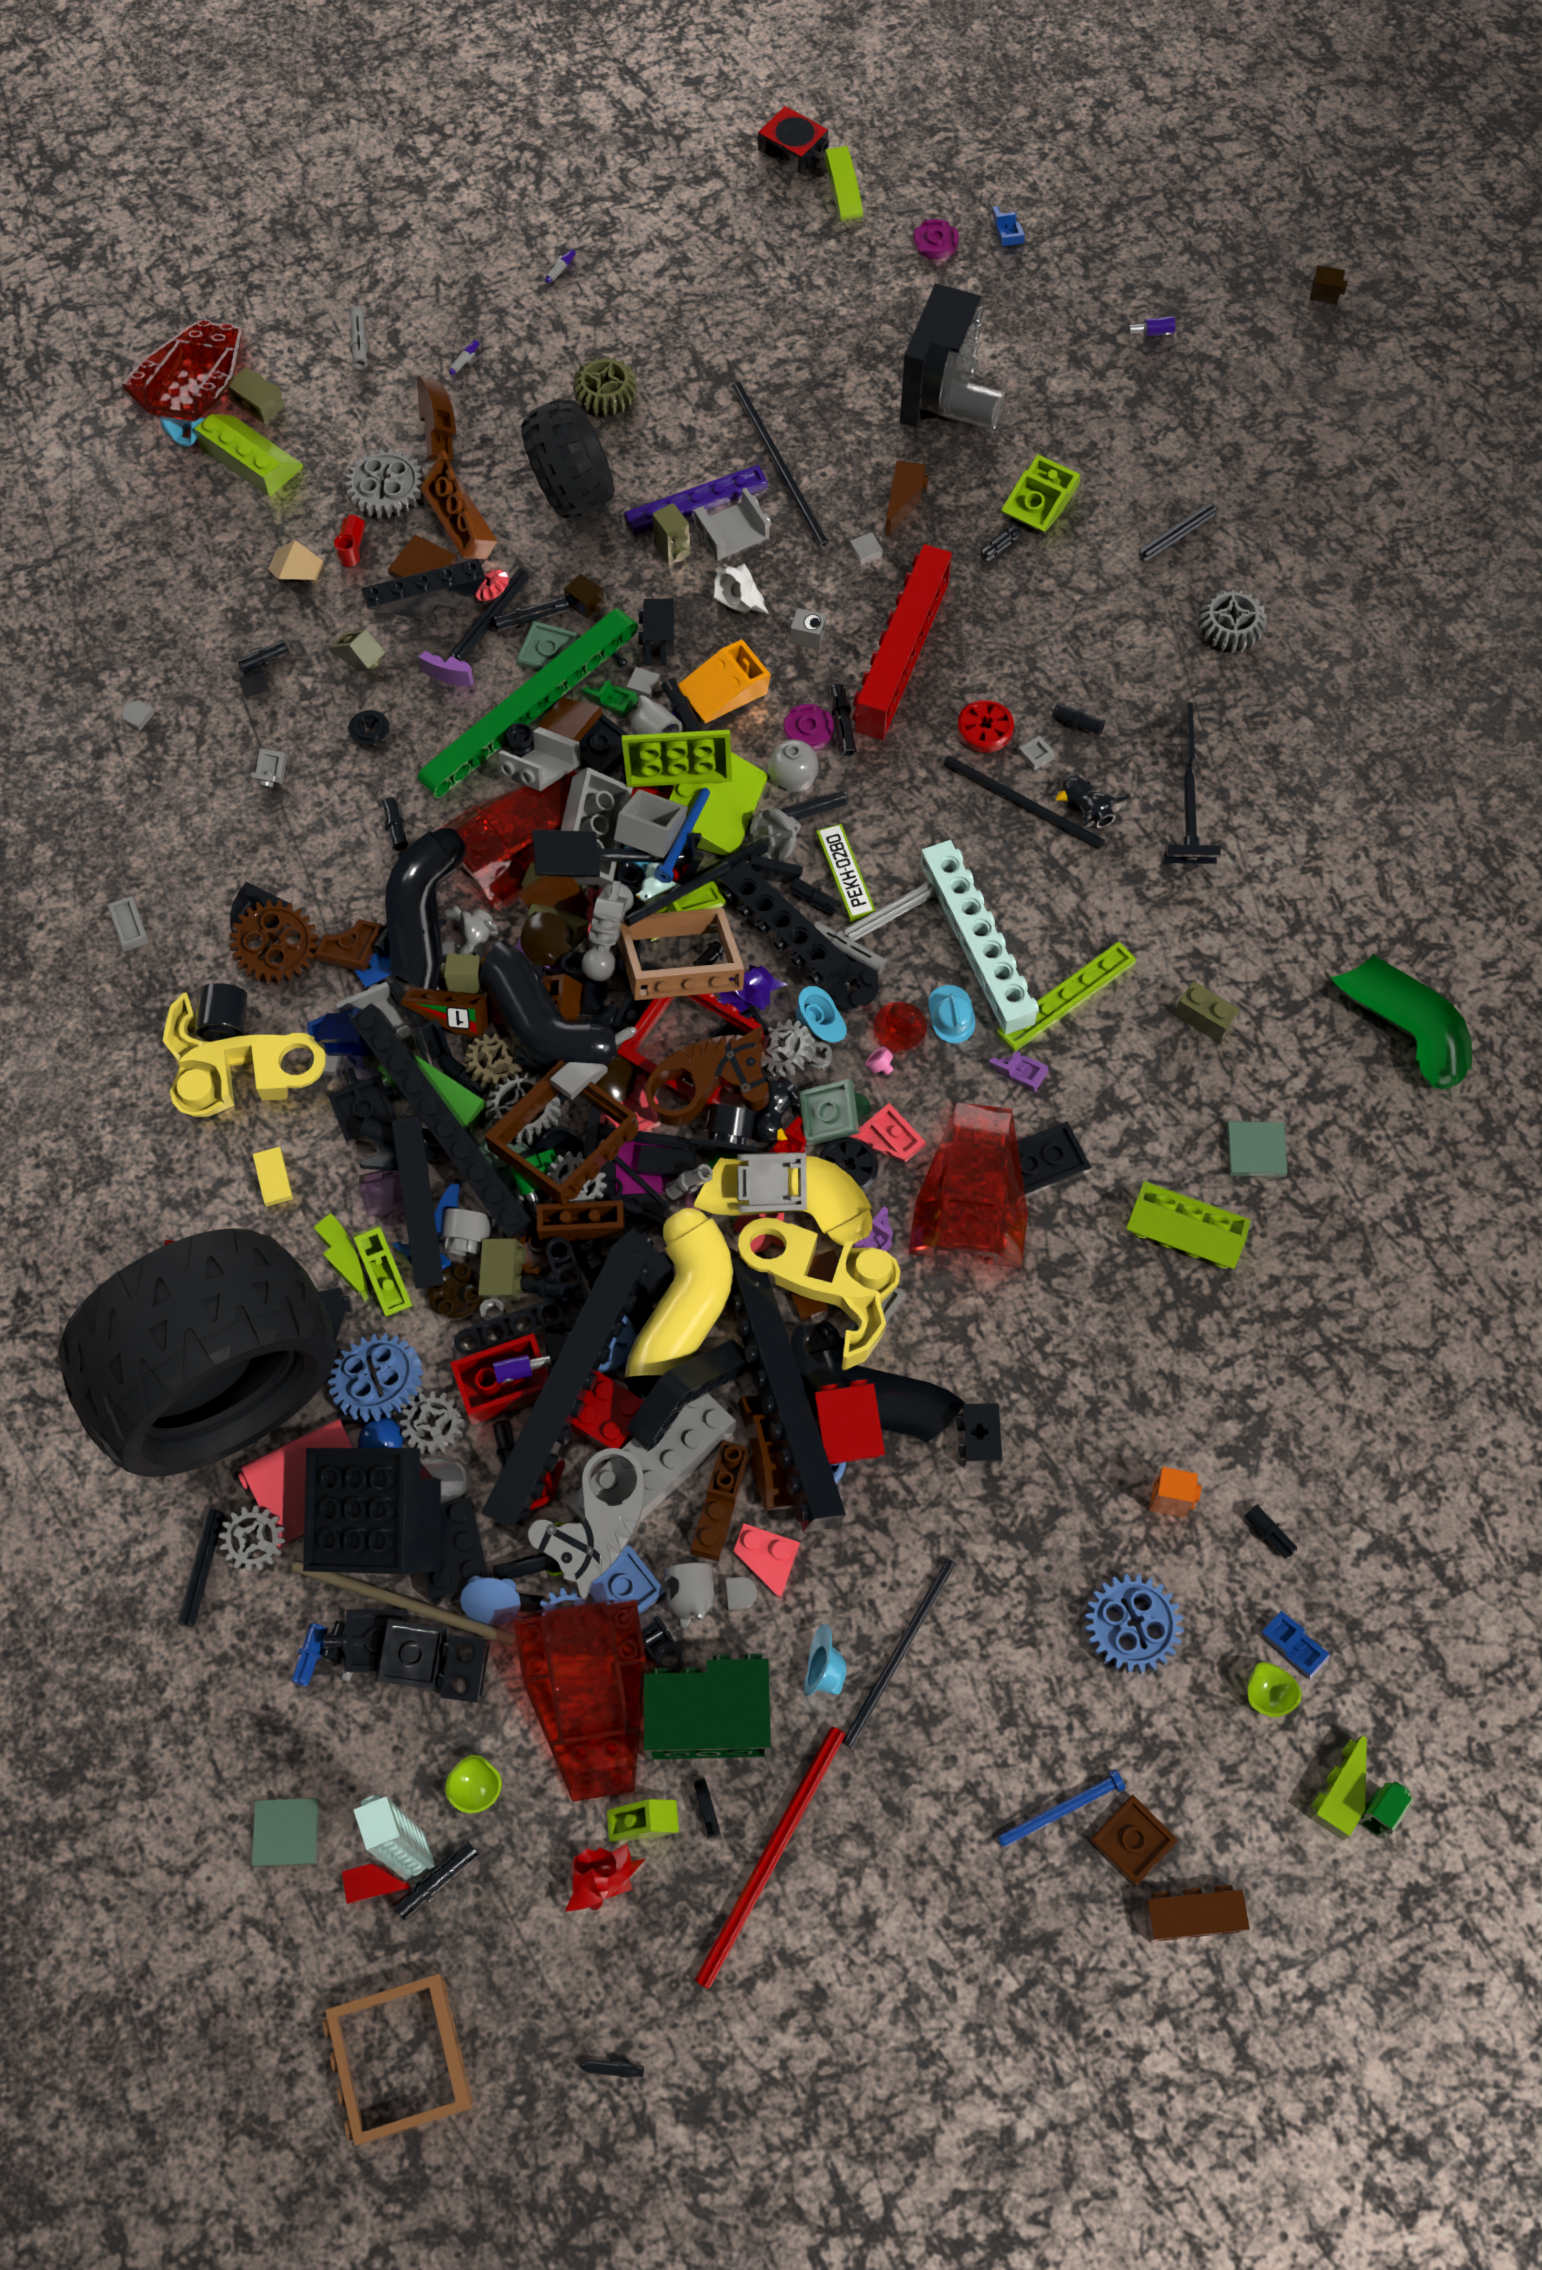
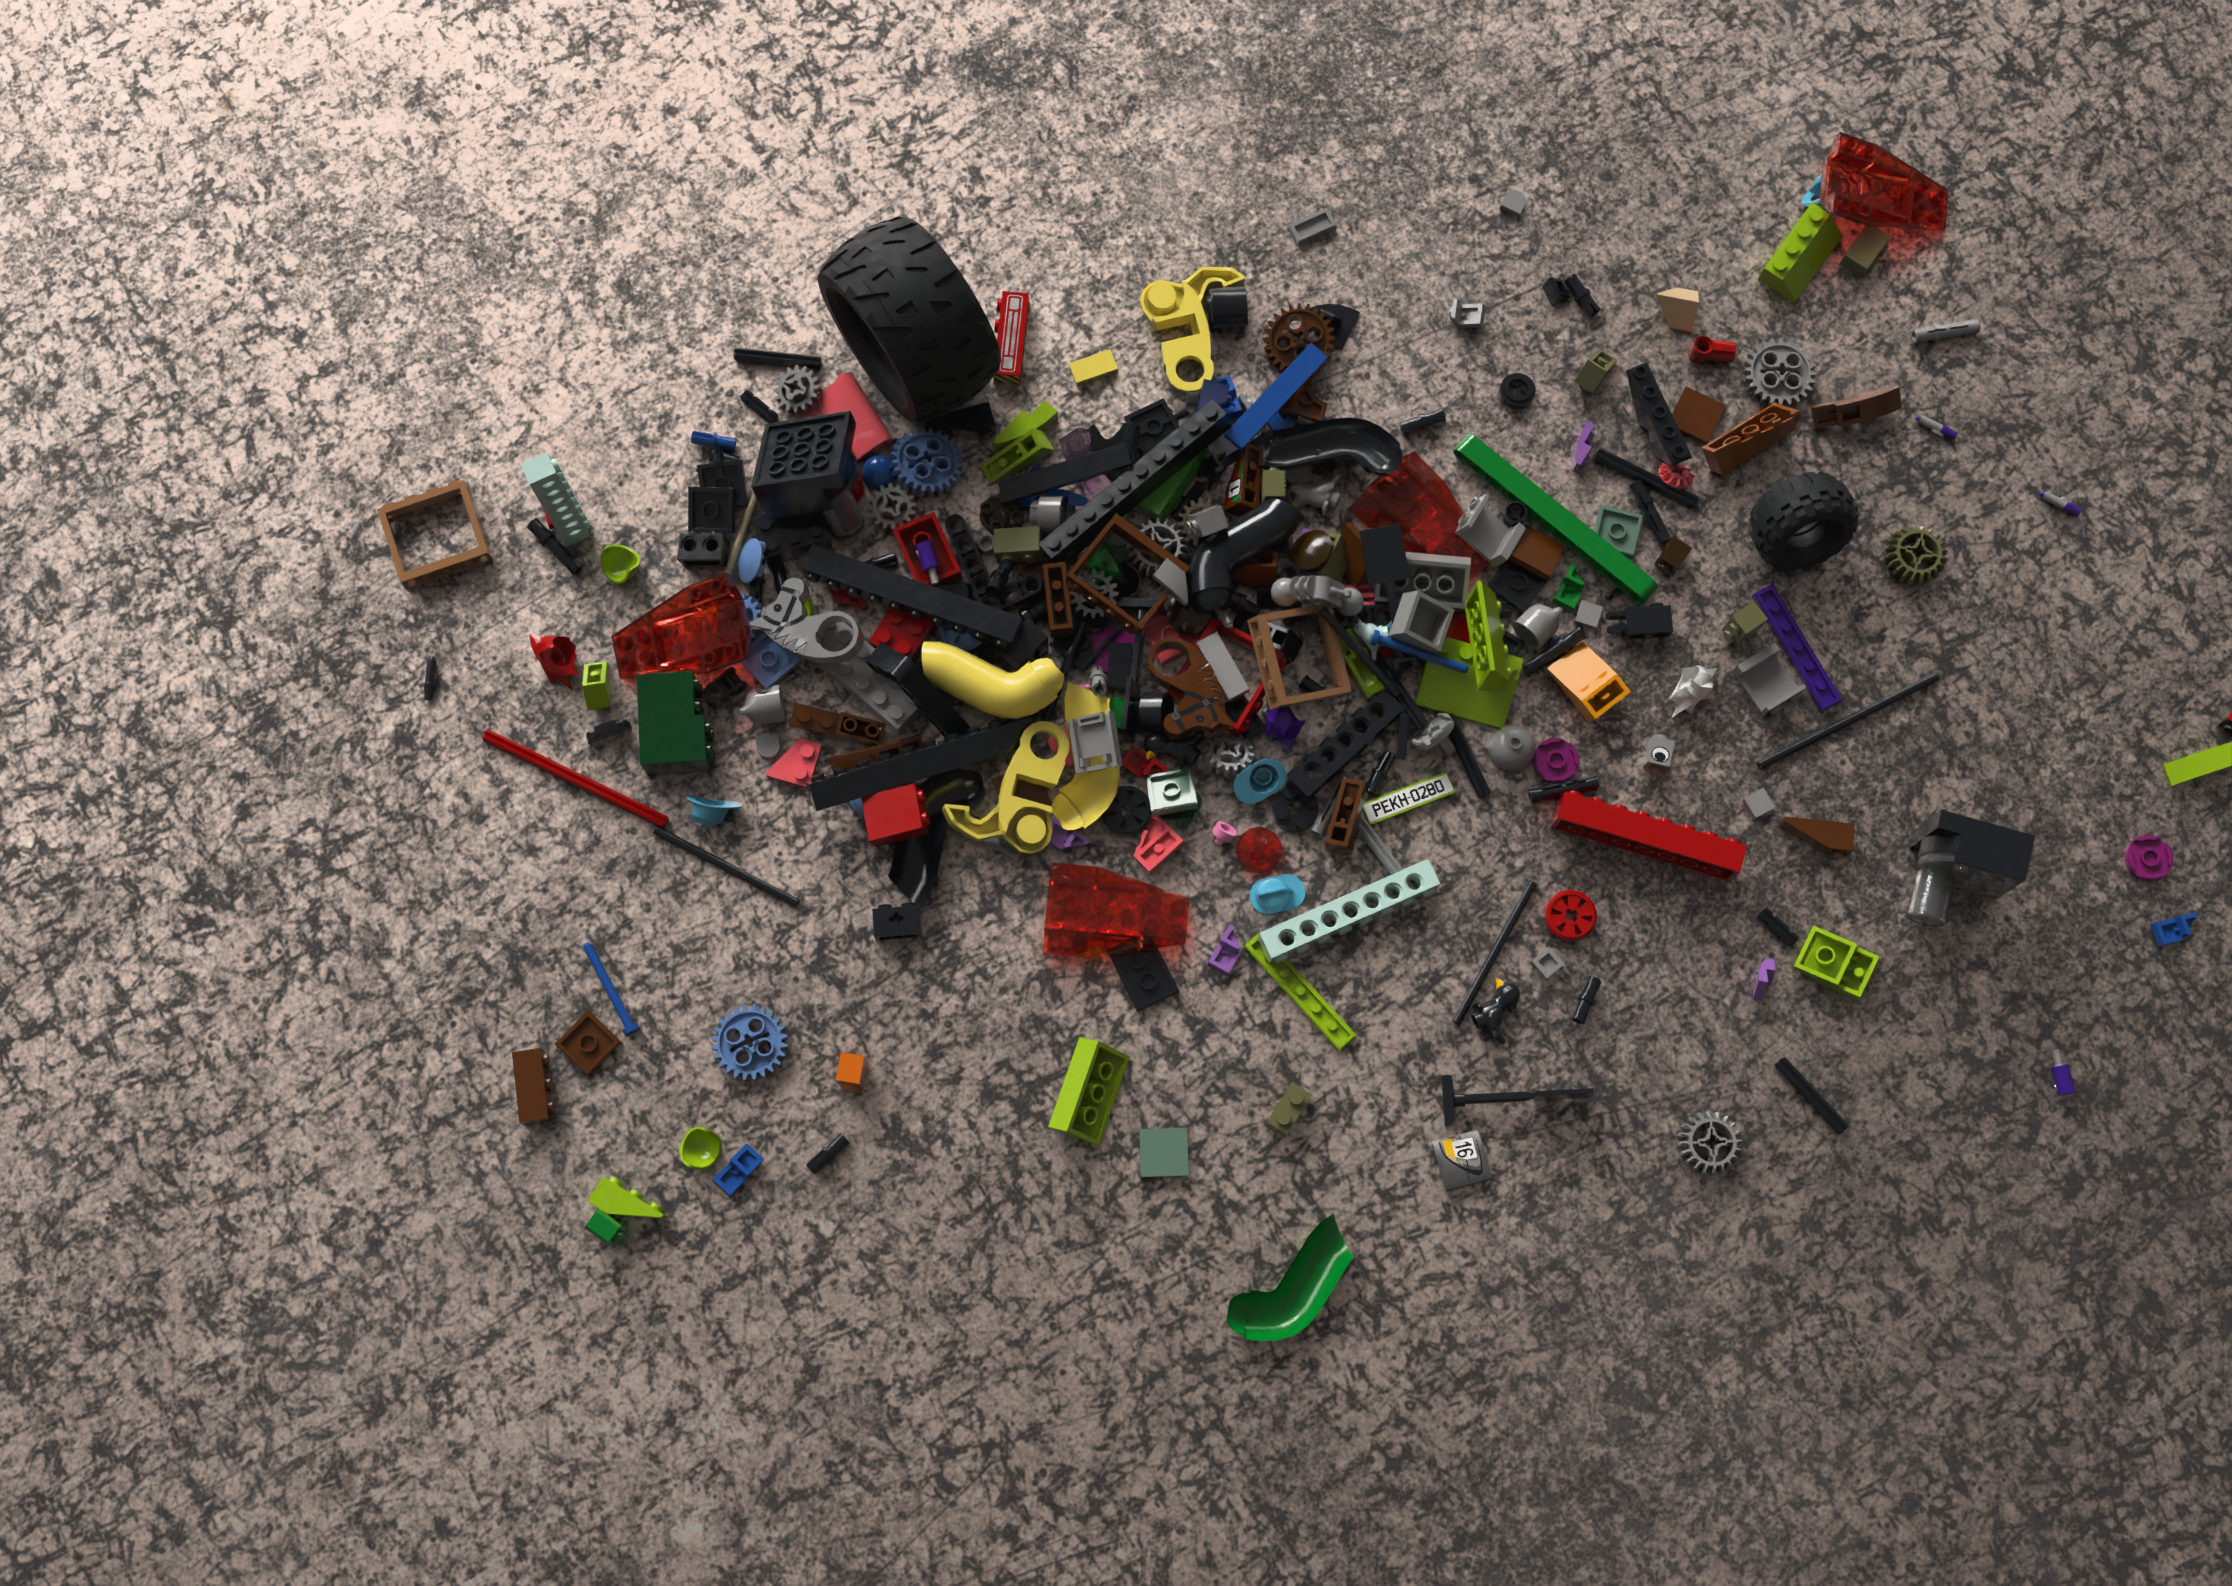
camera: 85 degrees right, 10 degrees up
(268, 1593) = (759, 407): none -> black axle
(285, 1832) = (588, 441): sand green tile -> none
(348, 963) = (1275, 396): none -> blue tile
(503, 1039) = (1206, 521): none -> light grey brick
(697, 1030) = (1223, 666): none -> light grey tile
(869, 927) = (1346, 817): none -> reddish brown slope
(1061, 559) = (1764, 979): none -> medium lavender slope
(1257, 848) = (1461, 1160): none -> slope
(1328, 284) = (2141, 1253): dark brown brick -> none

